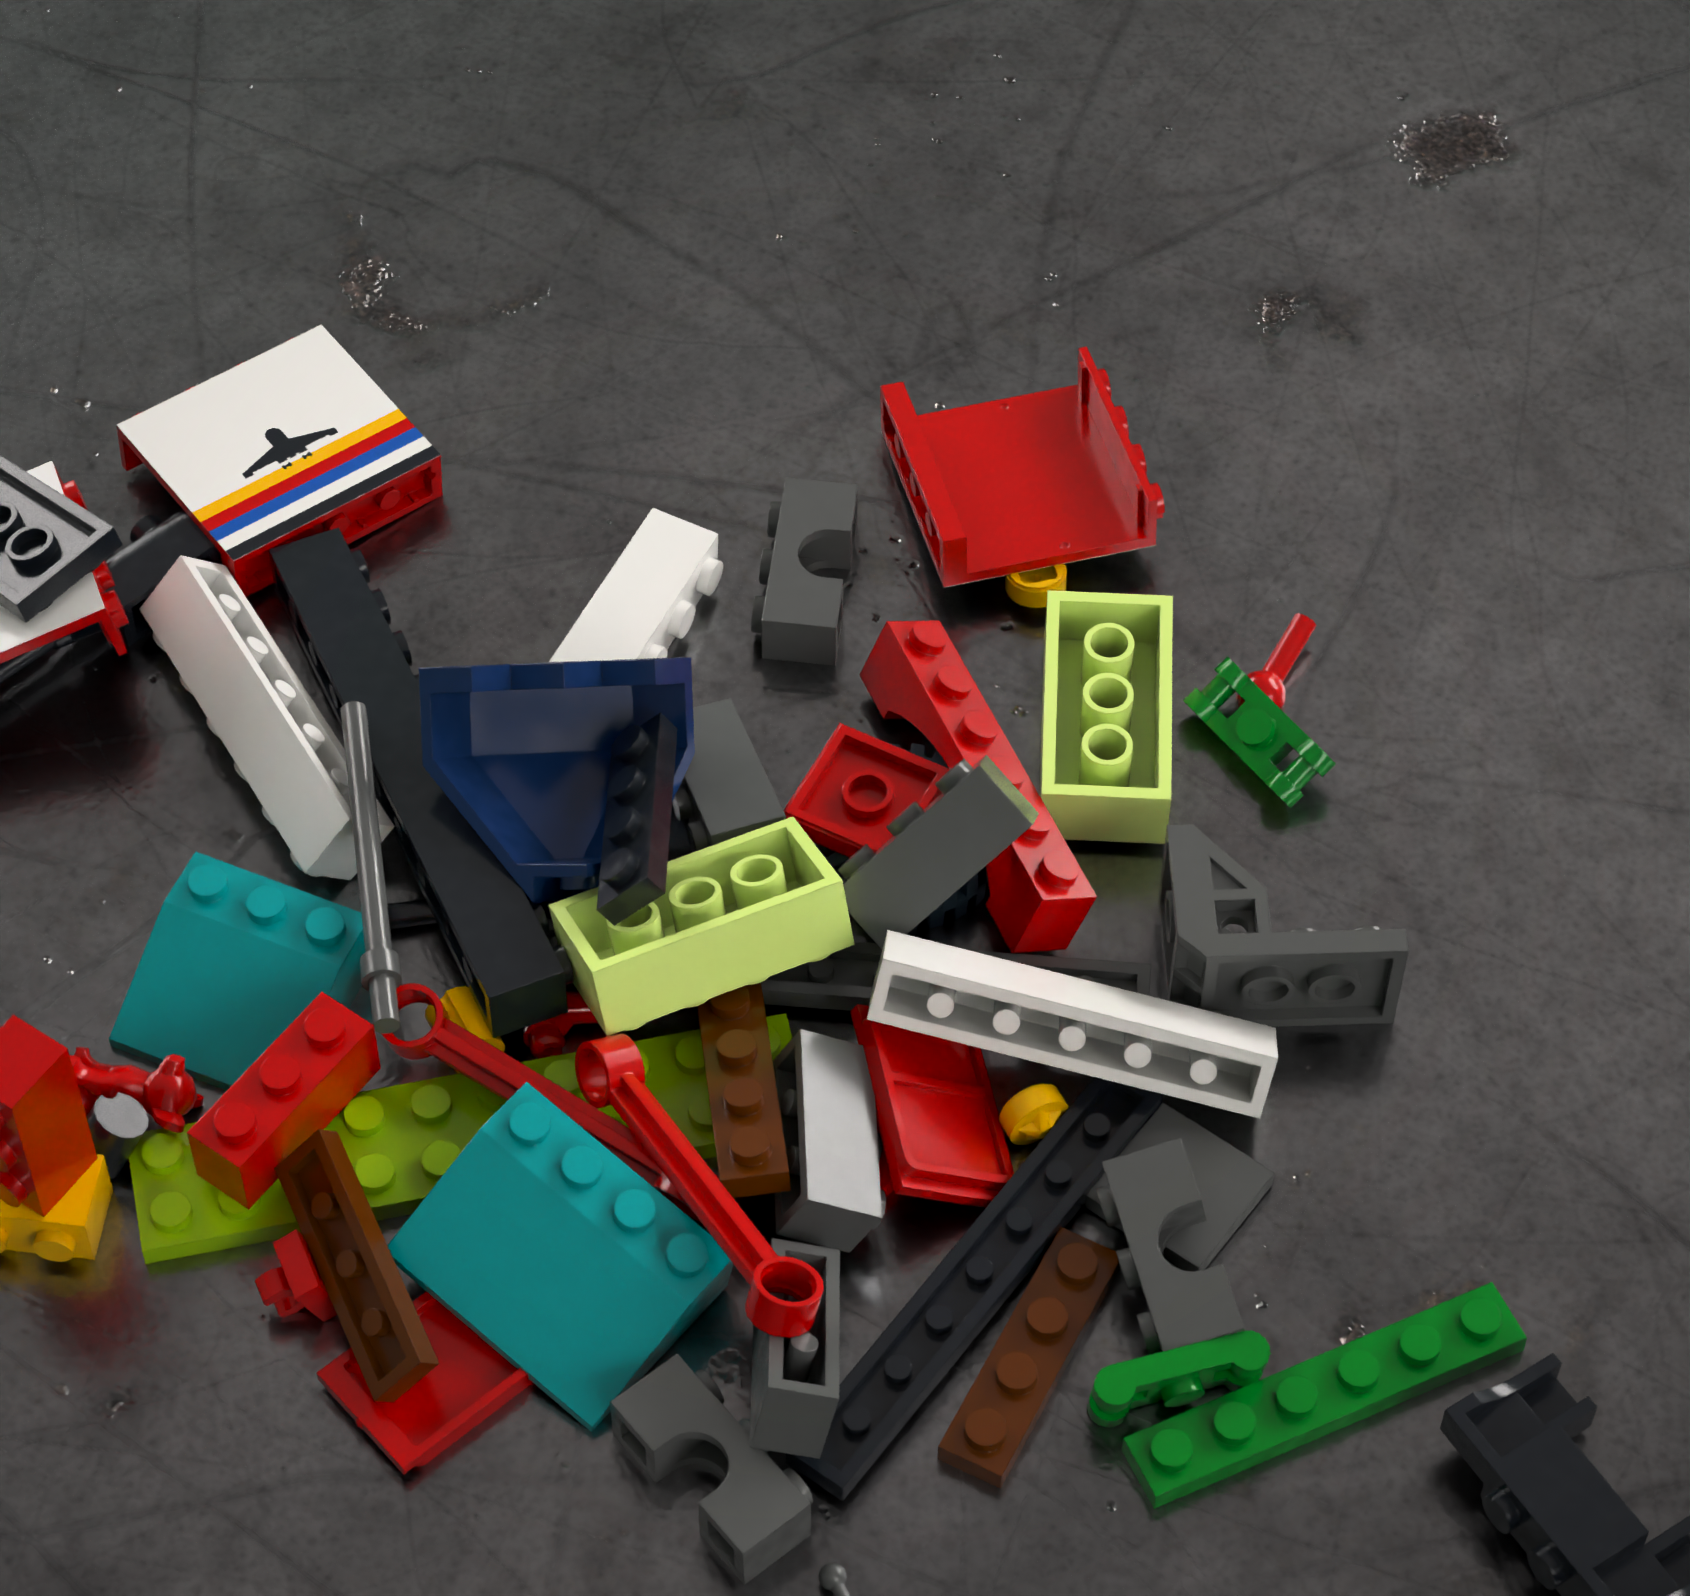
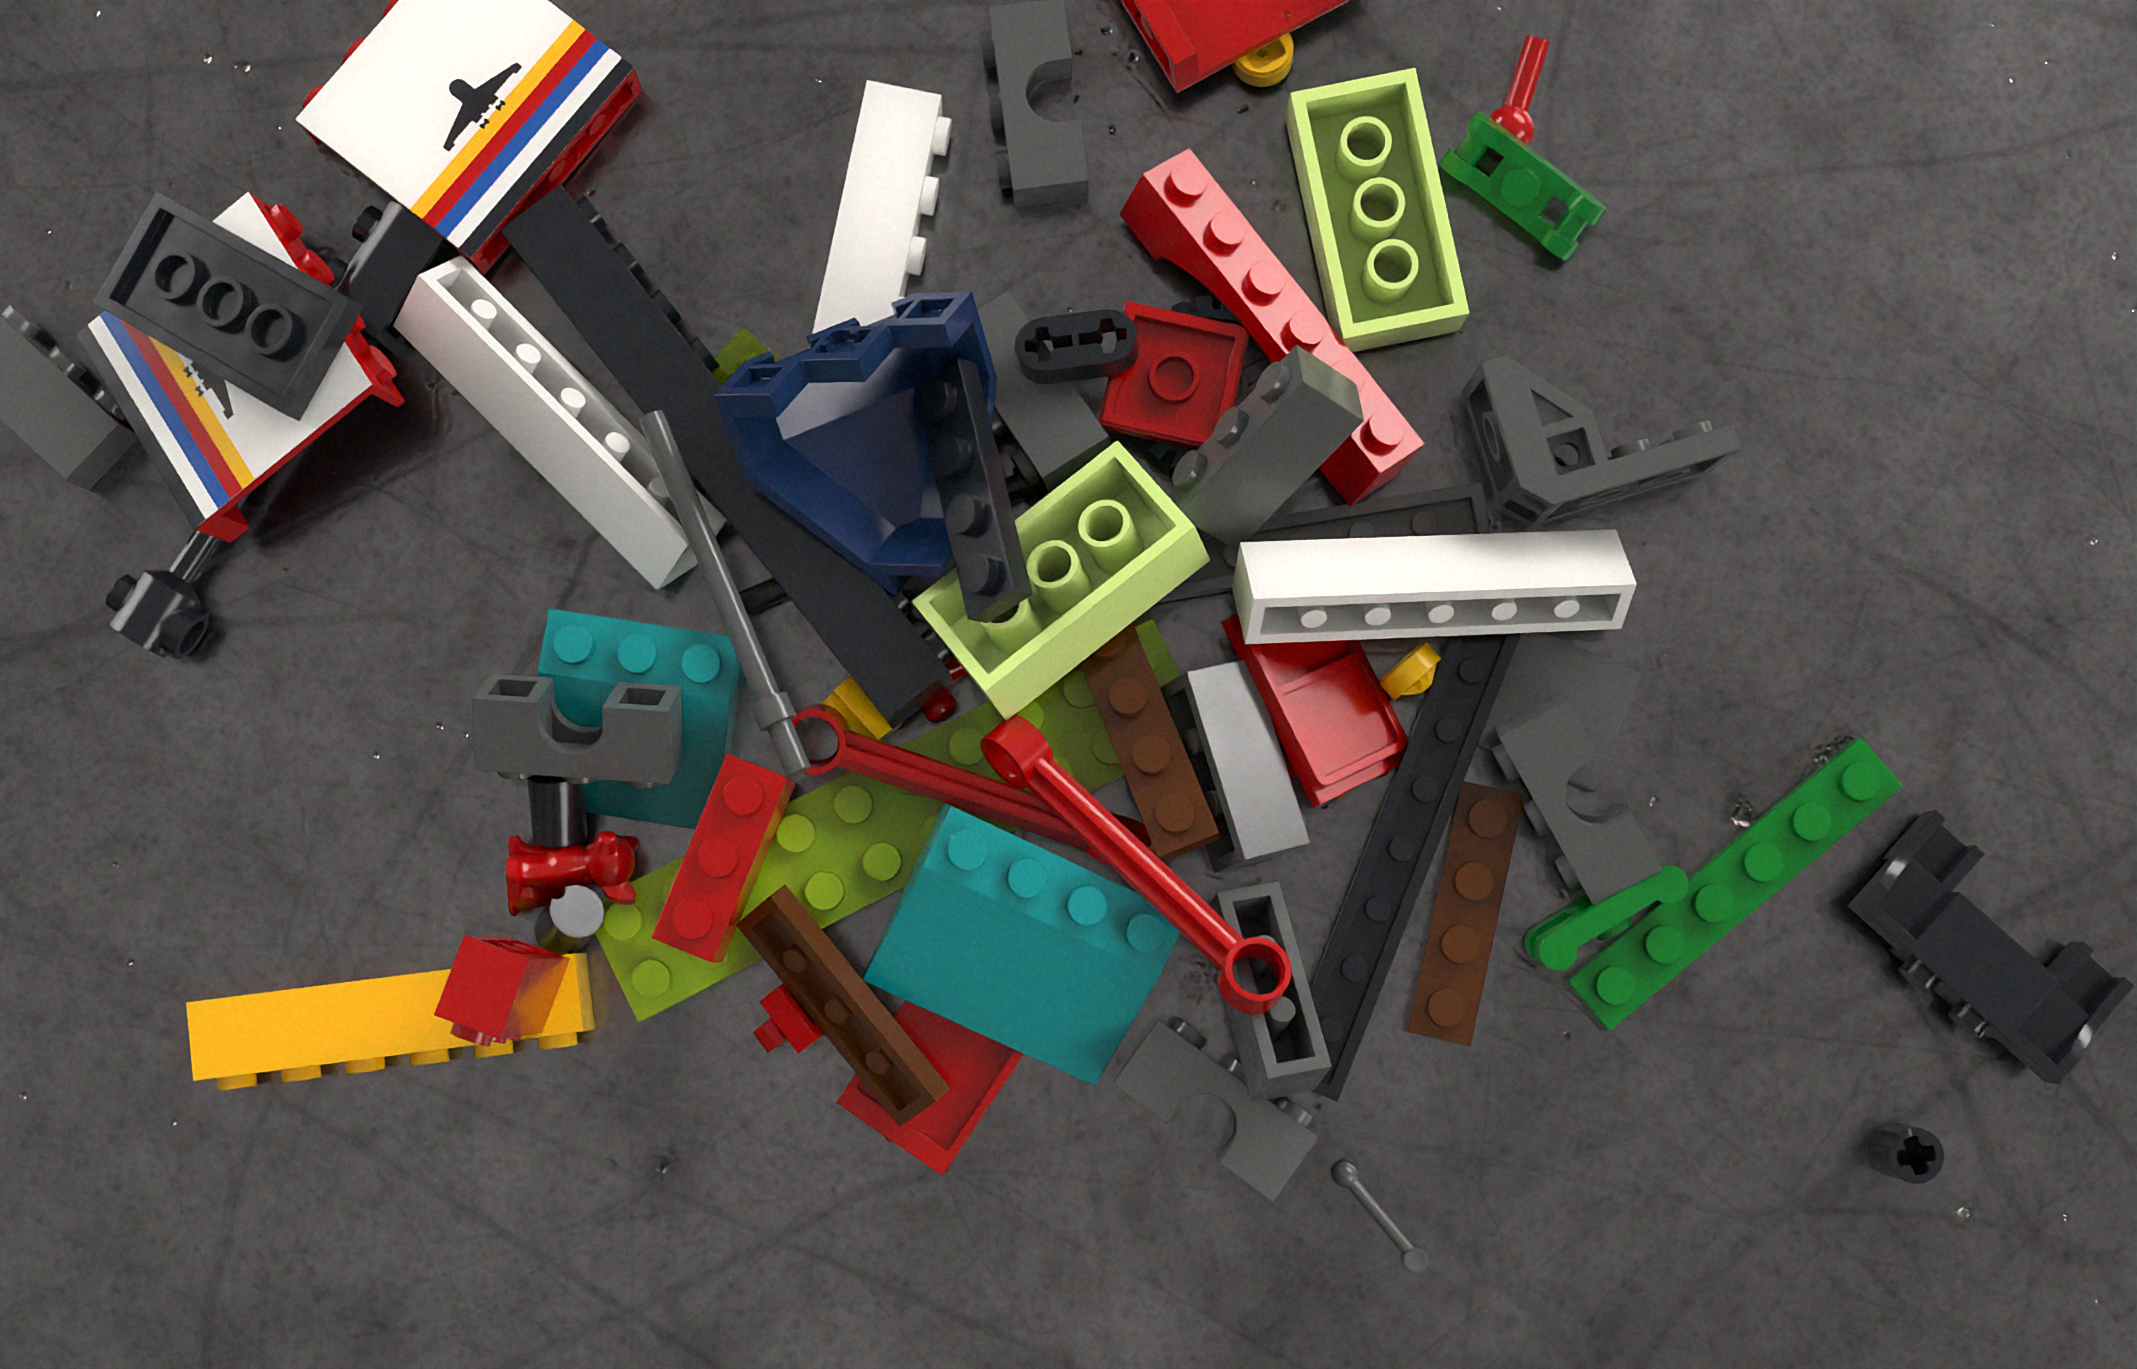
camera: 10 degrees left, 30 degrees up
(131, 939) = (526, 735): none -> dark grey arch
(137, 1030) = (556, 811): none -> black piece
(779, 740) = (1077, 346): none -> black beam

